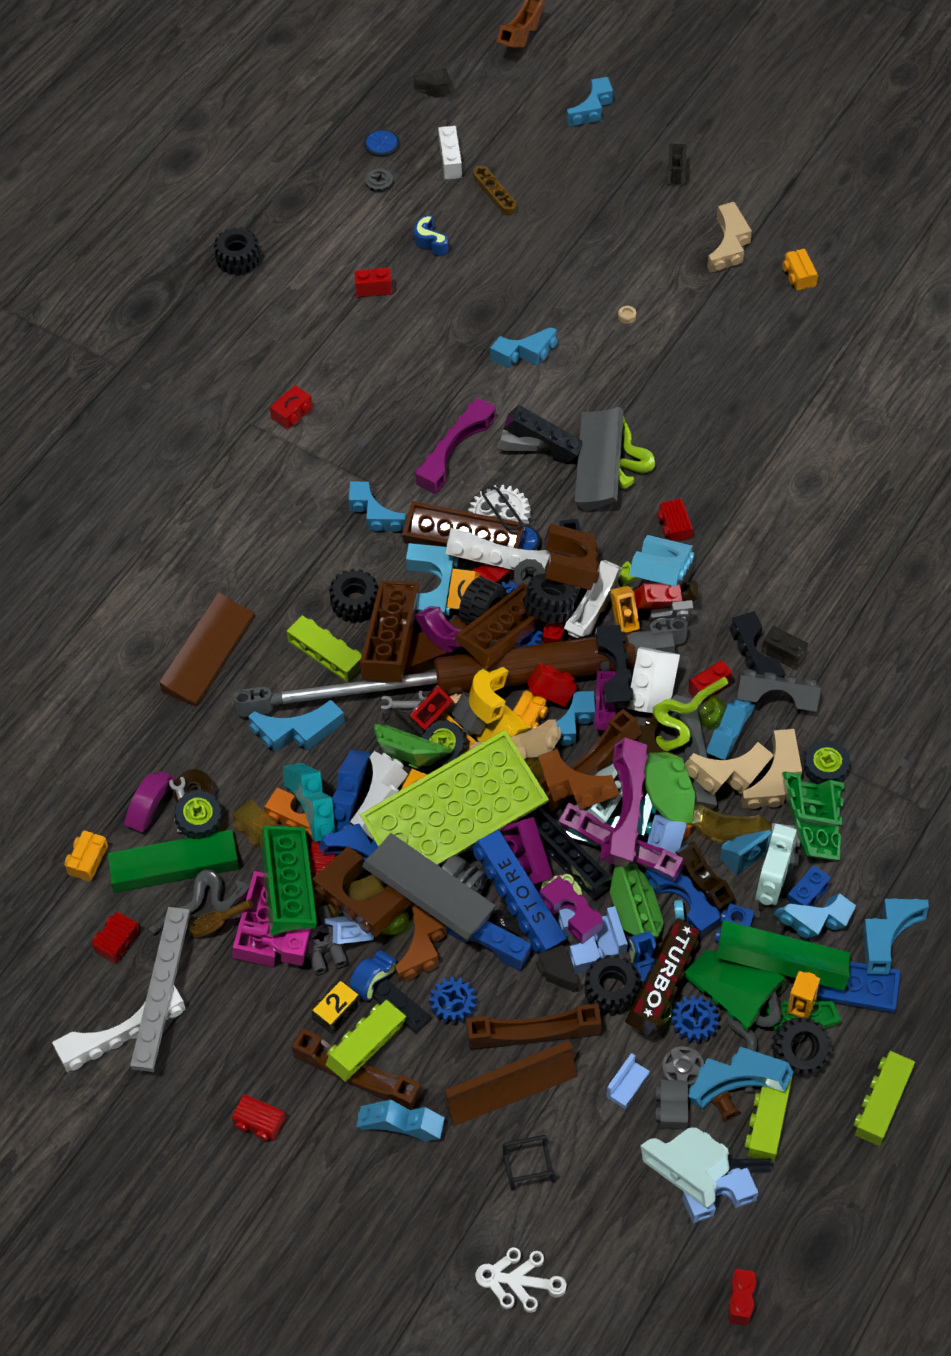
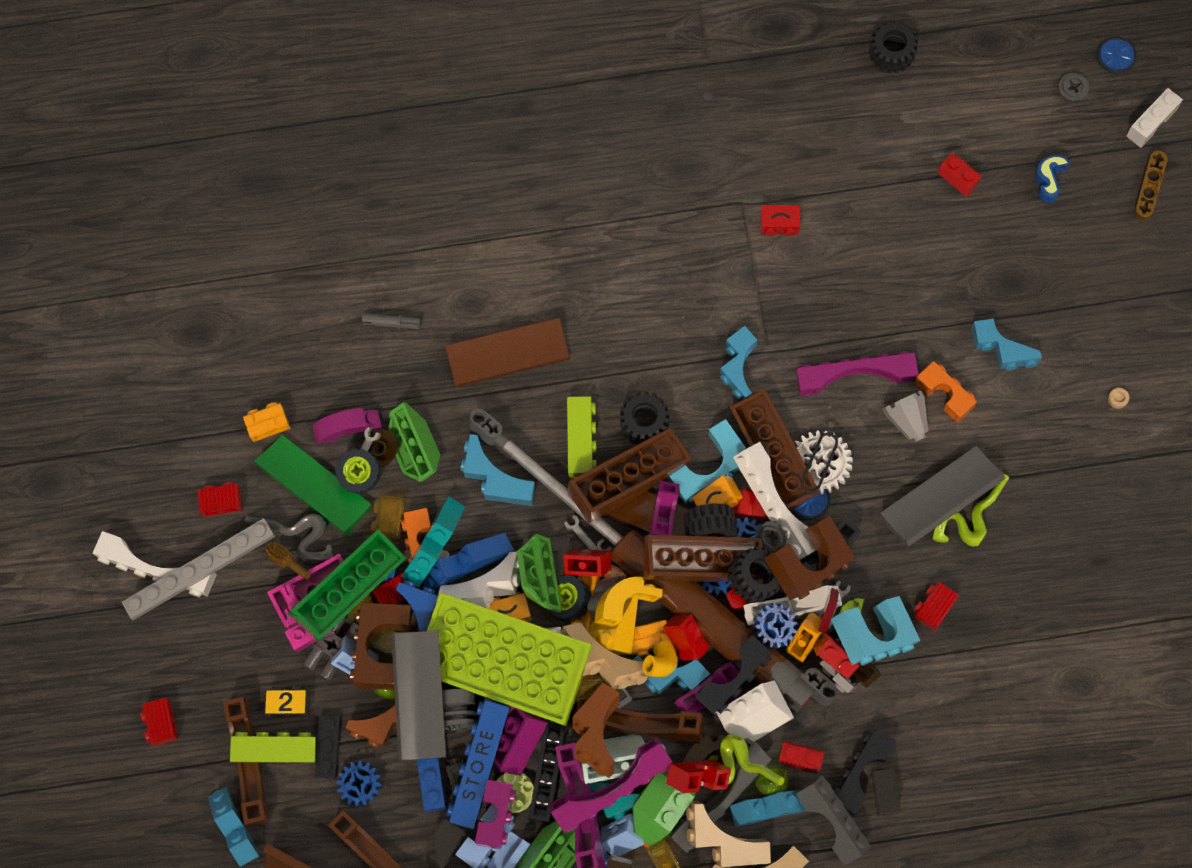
camera: 55 degrees right, 15 degrees up
(96, 710) = (390, 321): none -> dark grey axle
(223, 764) = (416, 447): none -> bright green wedge
(371, 971) = (332, 707): blue animal -> none
(527, 424) = (923, 446): black arch -> none
(537, 399) = (936, 378): none -> orange arch
(555, 709) = (663, 662): none -> yellow cylinder
(598, 613) = (783, 623): none -> blue gear
(622, 570) = (828, 610): none -> dark red tile
(669, 741) = (690, 775): none -> red arch

